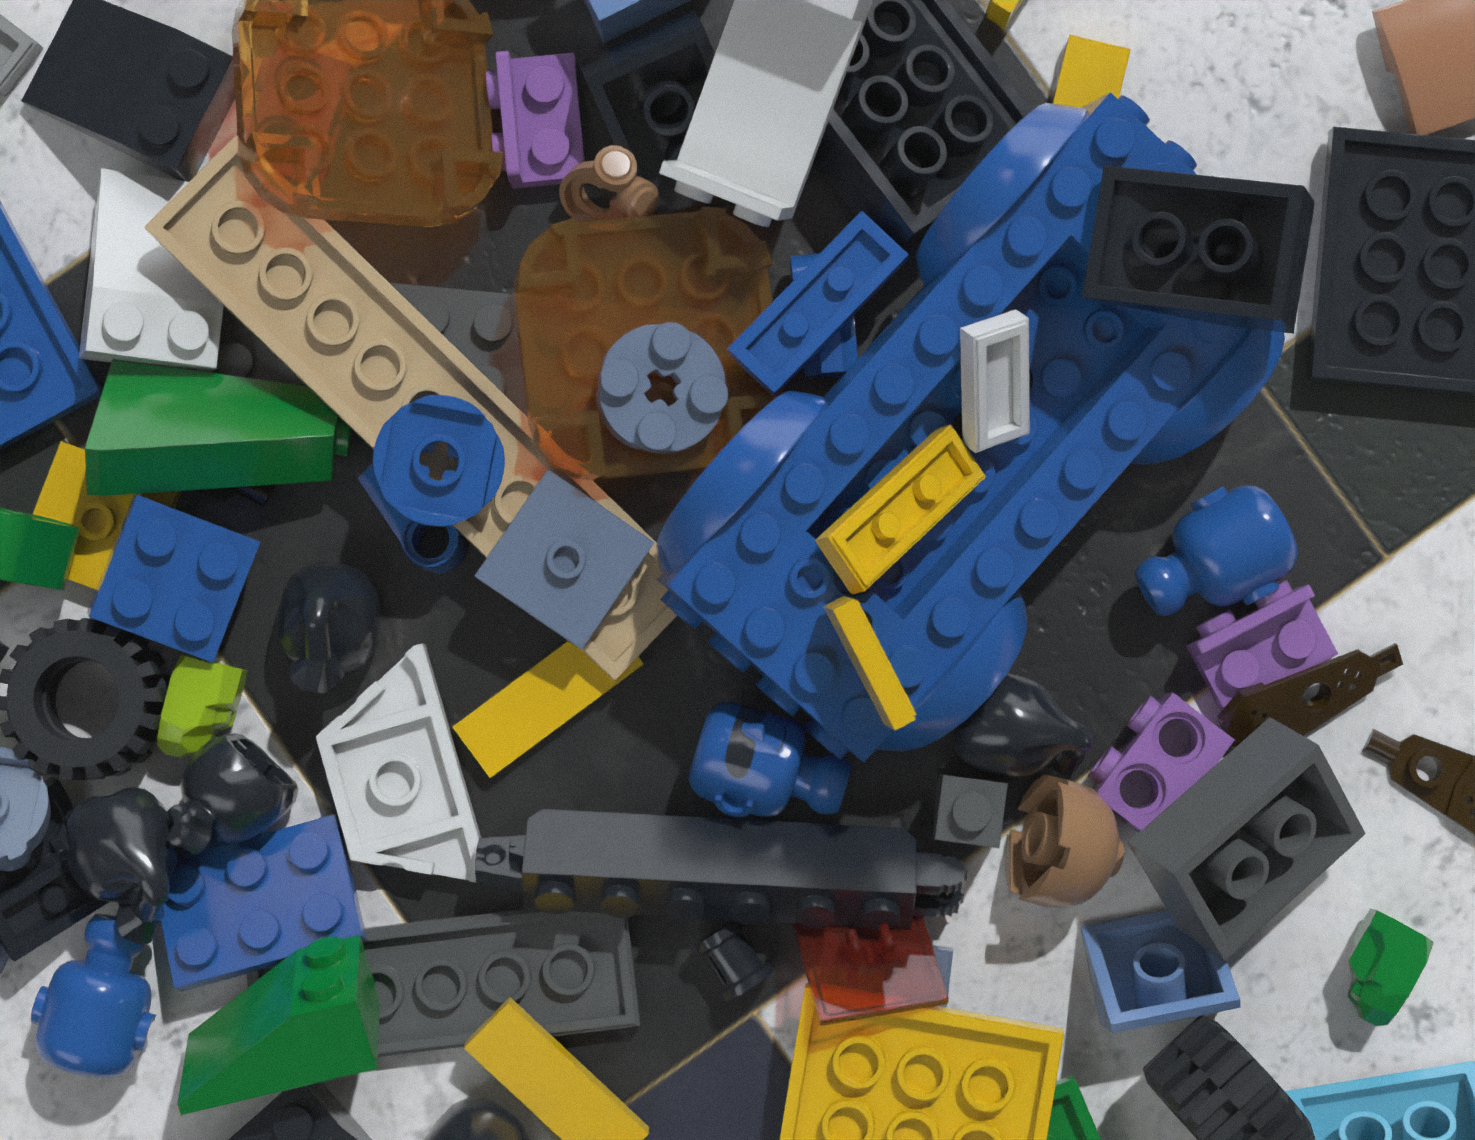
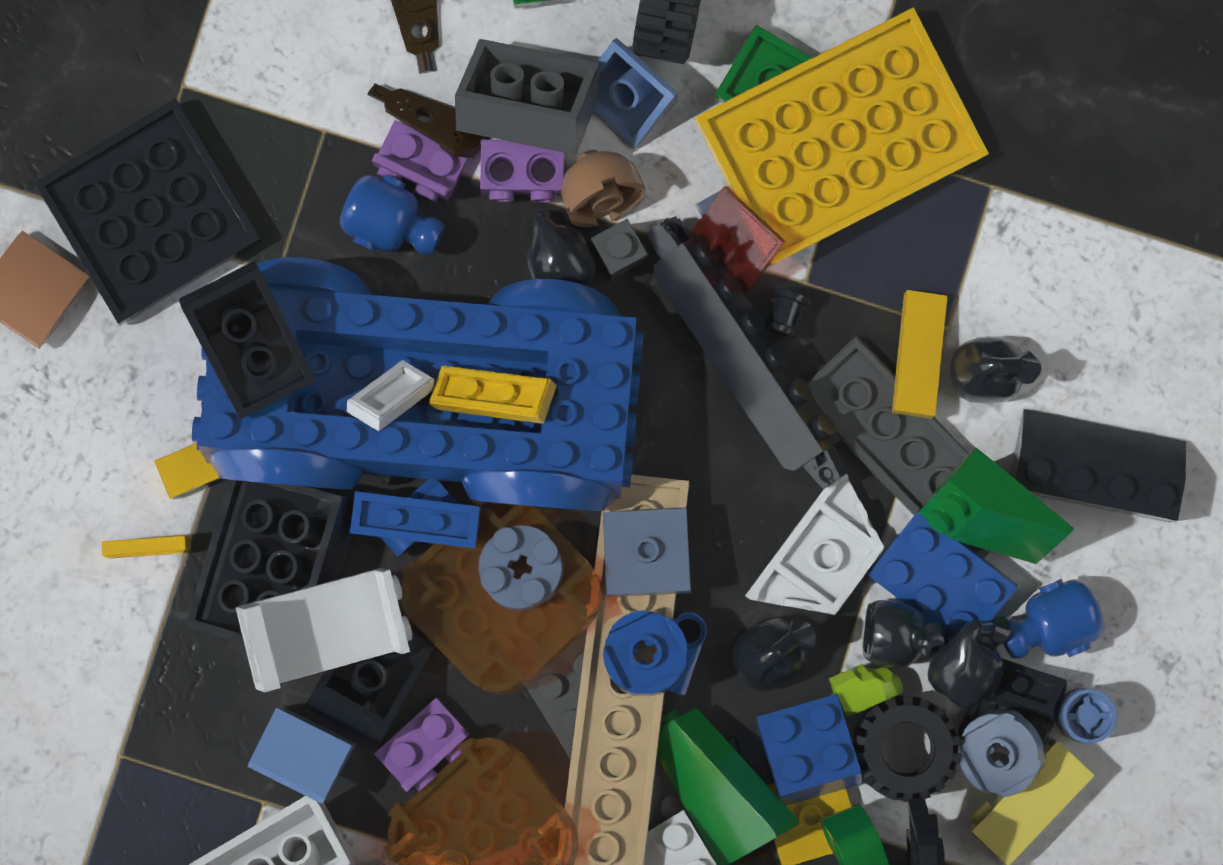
camera: 130 degrees left, 0 degrees up
(535, 706) = (734, 514): yellow tile -> none
(615, 171) = (423, 679): medium nougat piece -> none
(758, 761) = (676, 374): blue piece -> none
(870, 662) = (584, 349): yellow tile -> none

